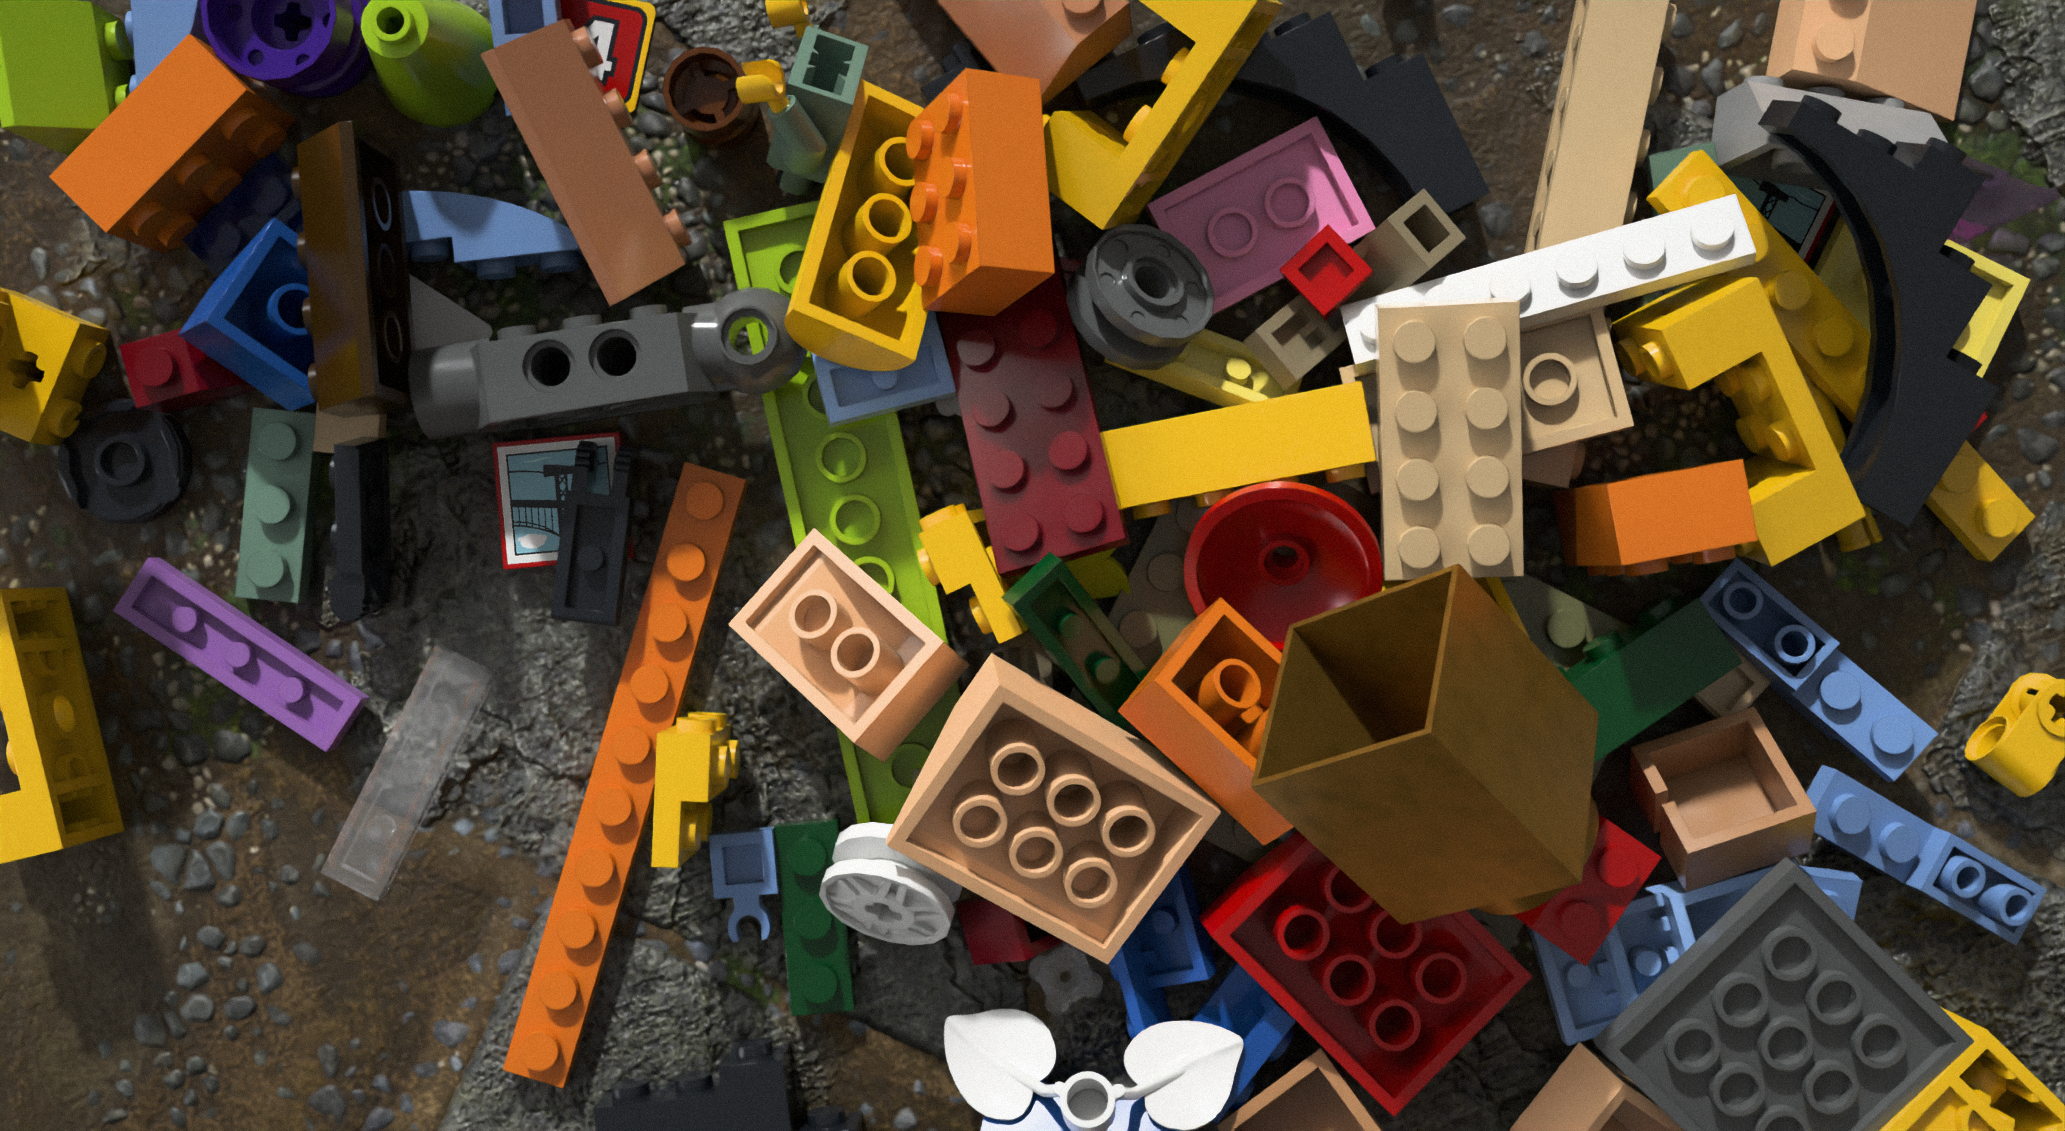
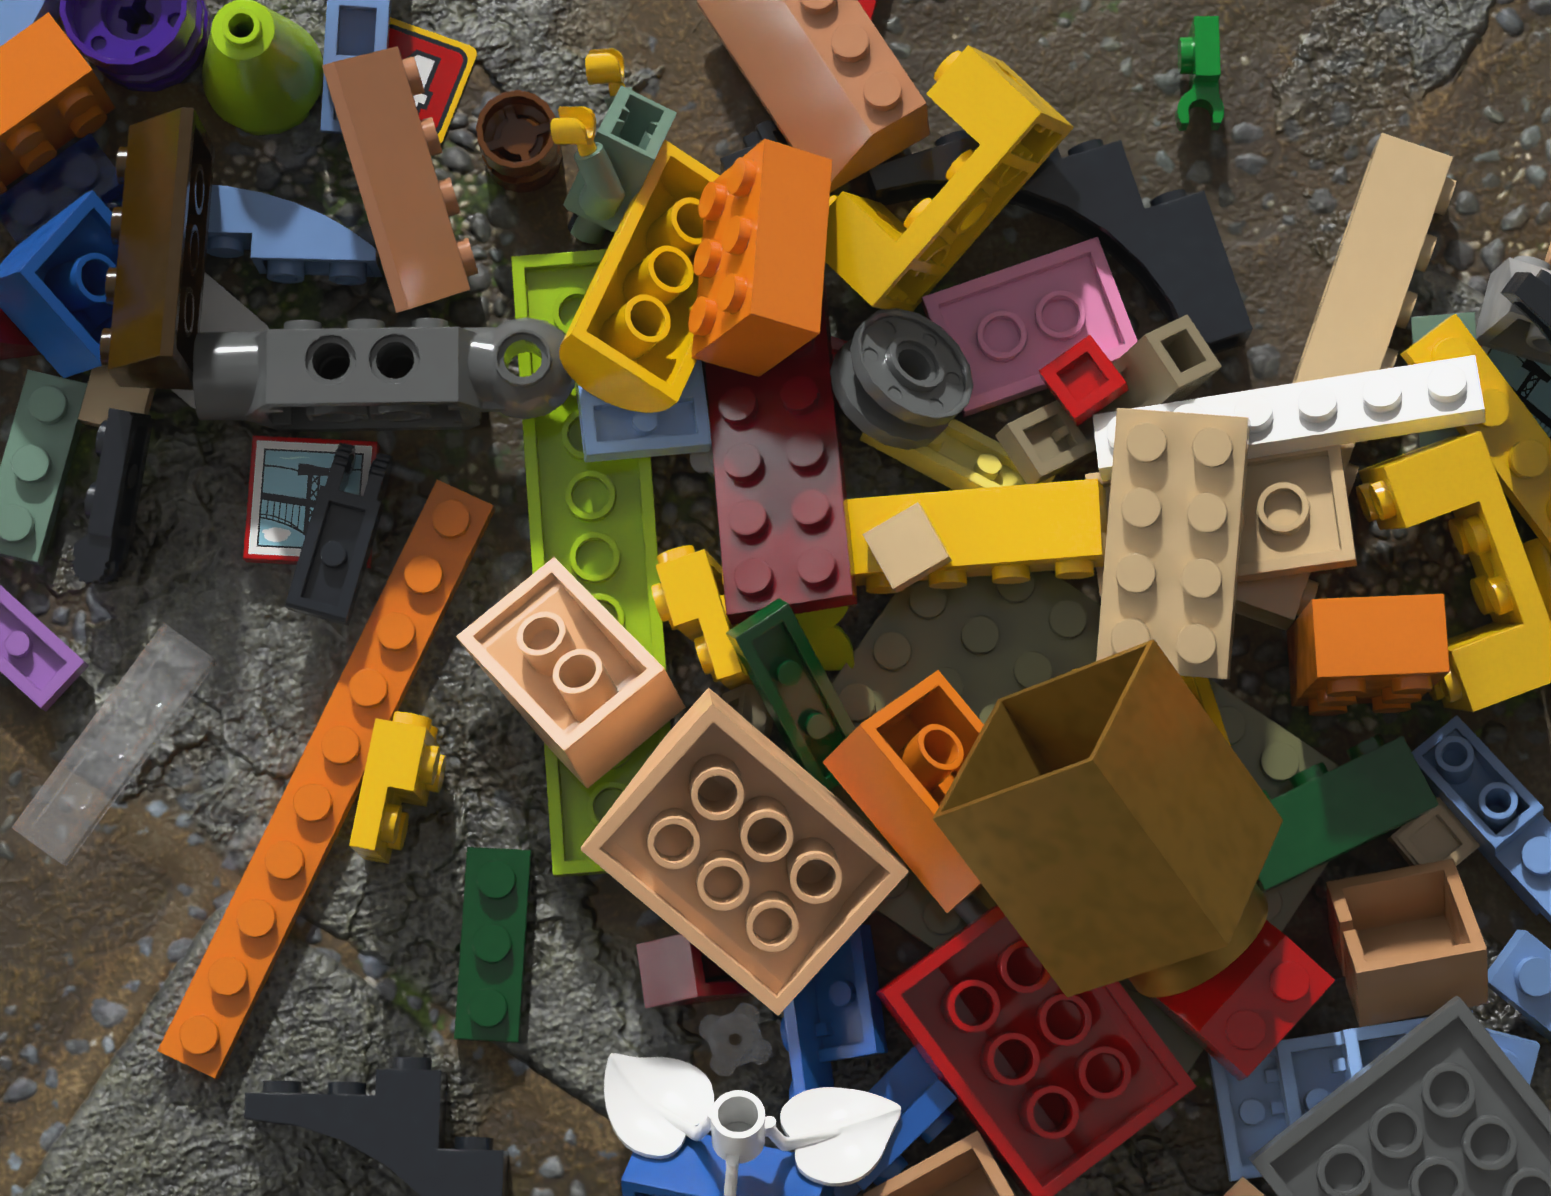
camera: 10 degrees right, 10 degrees down
(745, 870) = (431, 884): medium blue plate -> none
(885, 890) = (574, 914): white wheel -> none
(1172, 477) = (907, 547): none -> tan tile
(1236, 556) = (968, 612): red dish -> none

